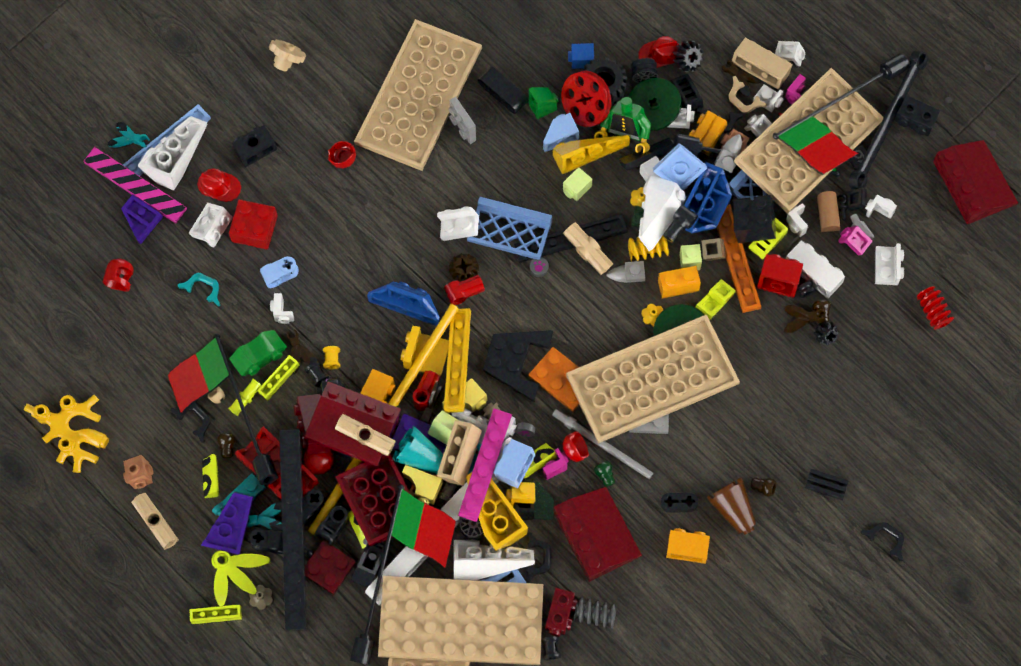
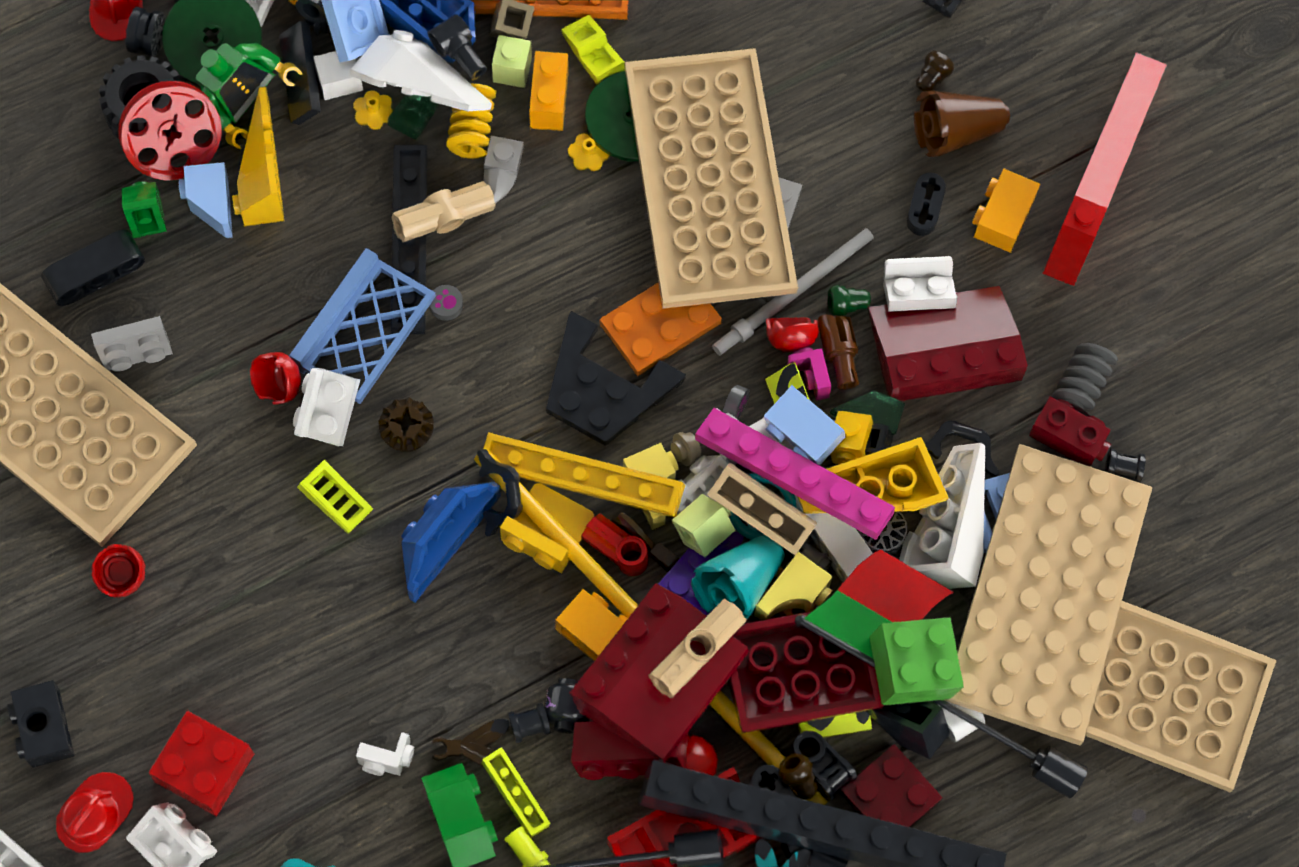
camera: 80 degrees left, 0 degrees up
(277, 272) = (311, 746): light blue piece -> none
(321, 510) = (797, 772): none -> dark brown piece
(331, 357) = (506, 690): yellow bush -> none
(393, 552) = (916, 661): none -> bright green brick
(414, 229) = (336, 480): none -> neon yellow slope
(446, 311) = (511, 479): none -> black helmet
(459, 291) = (450, 440): red piece -> none
(468, 195) = (275, 377): none -> red hair
(574, 476) = (840, 348): none -> reddish brown arm
(577, 184) = (317, 197): yellowish green brick -> none
(581, 55) = (77, 122): blue brick -> none
(625, 509) = (919, 283): none -> white bracket
(706, 587) = (1104, 170): none -> slope

